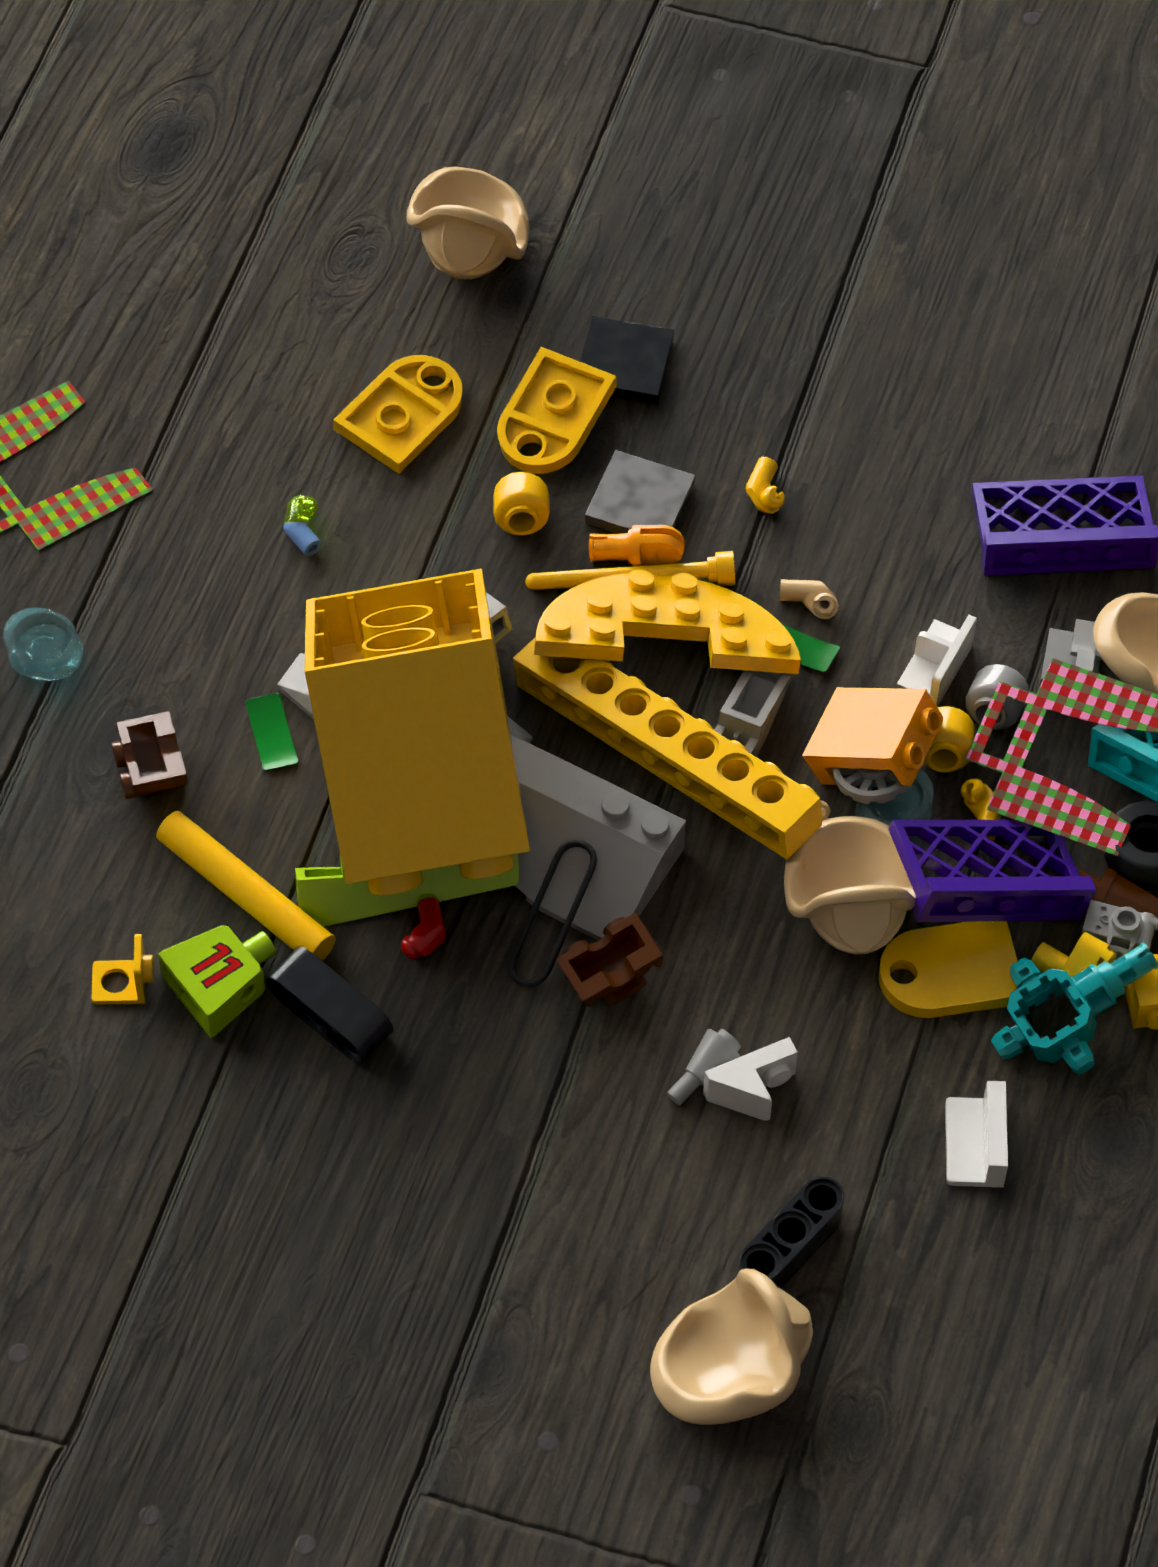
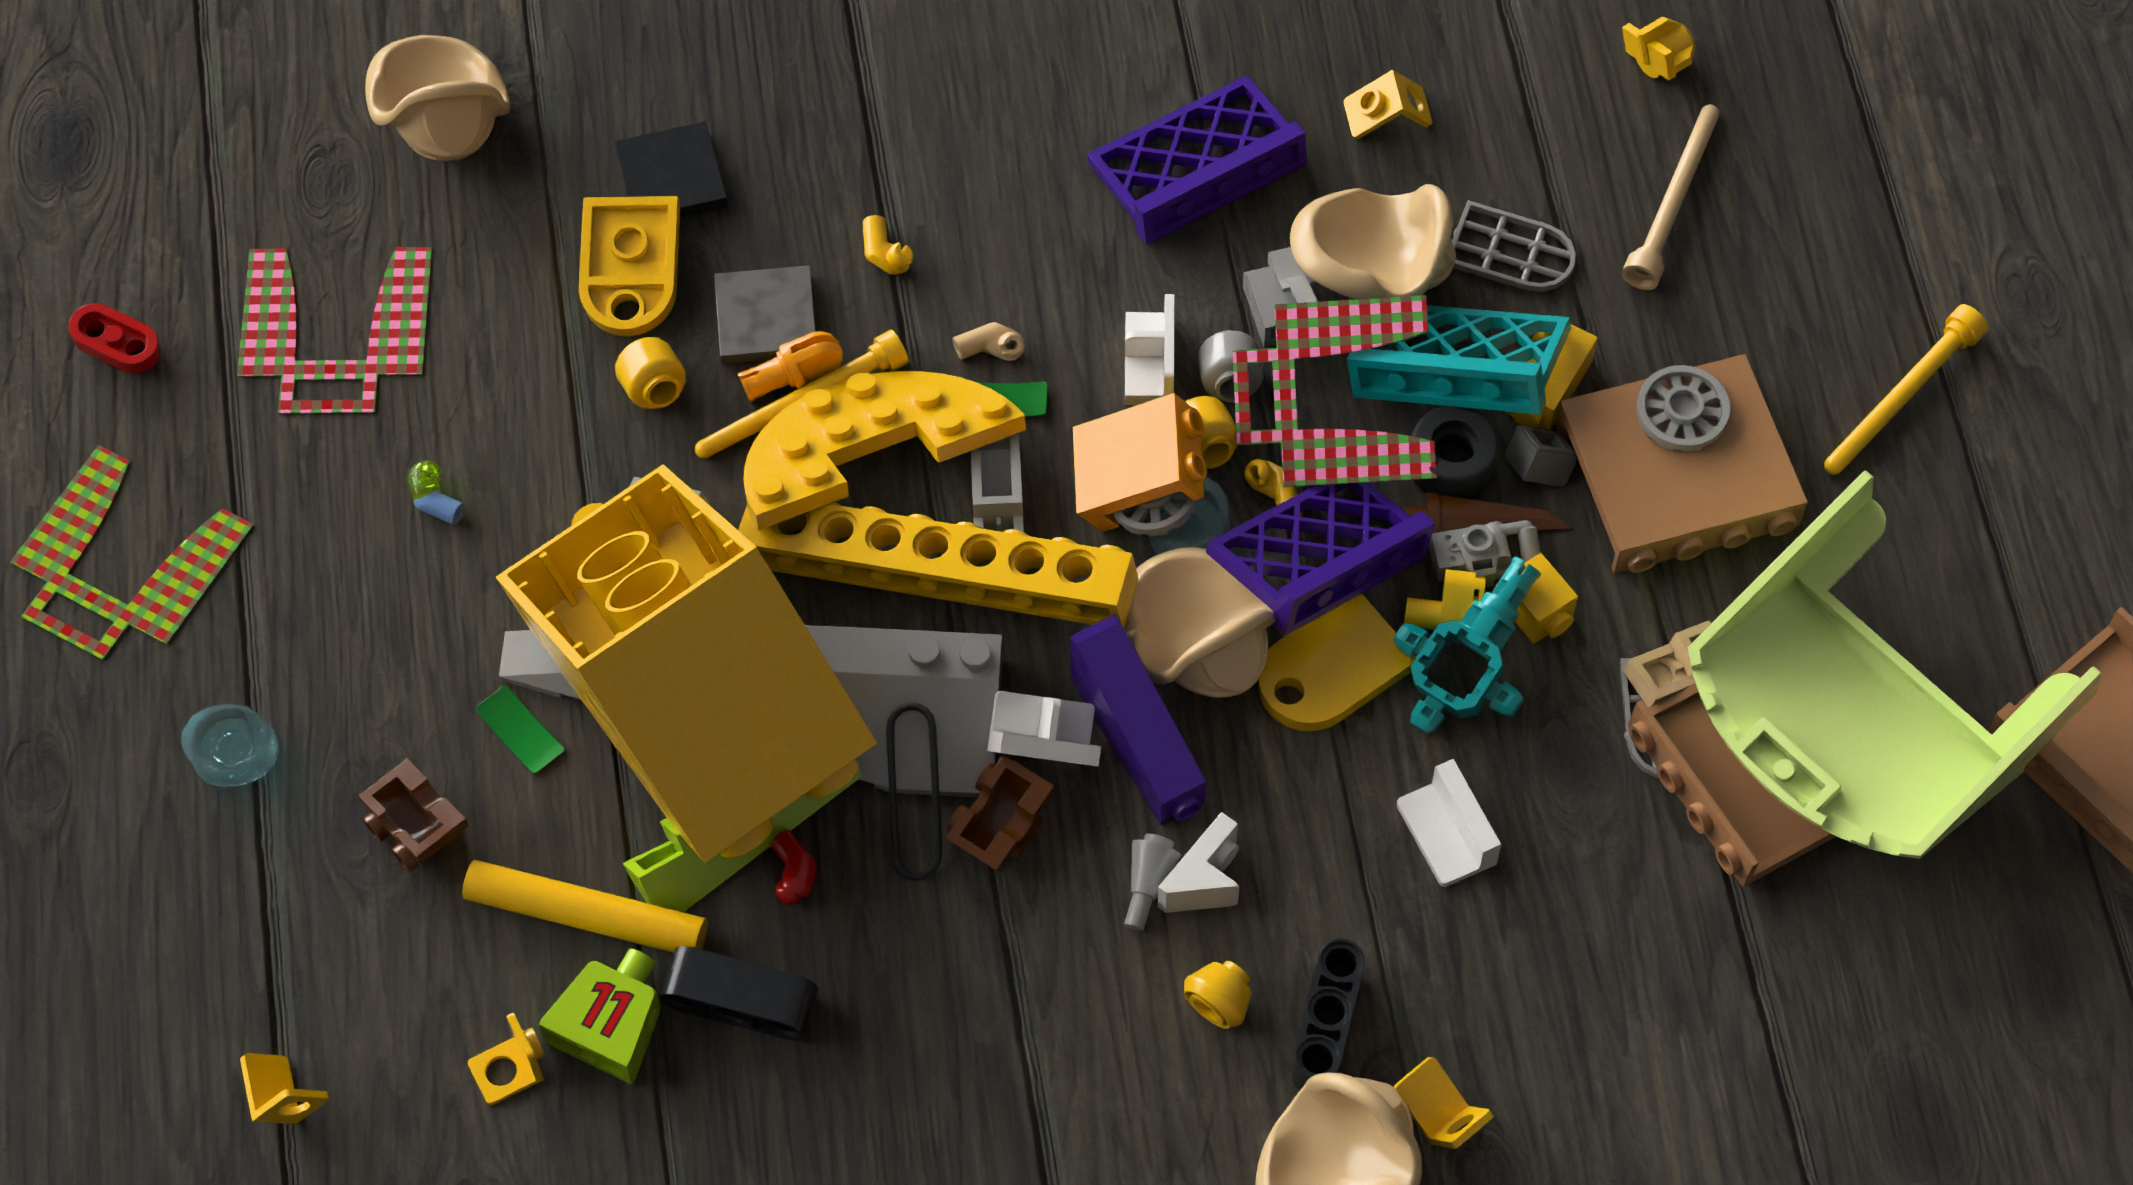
camera: 25 degrees left, 5 degrees up
(125, 307) = (118, 341): none -> red plate
(249, 345) = (394, 339): none -> piece
(400, 412) = (471, 330): yellow tile -> none
(682, 909) = (1043, 728): none -> white panel
(712, 1179) = (1219, 993): none -> yellow cone
(760, 936) = (1136, 720): none -> dark purple slope
(843, 1346) = (1439, 1105): none -> yellow bracket

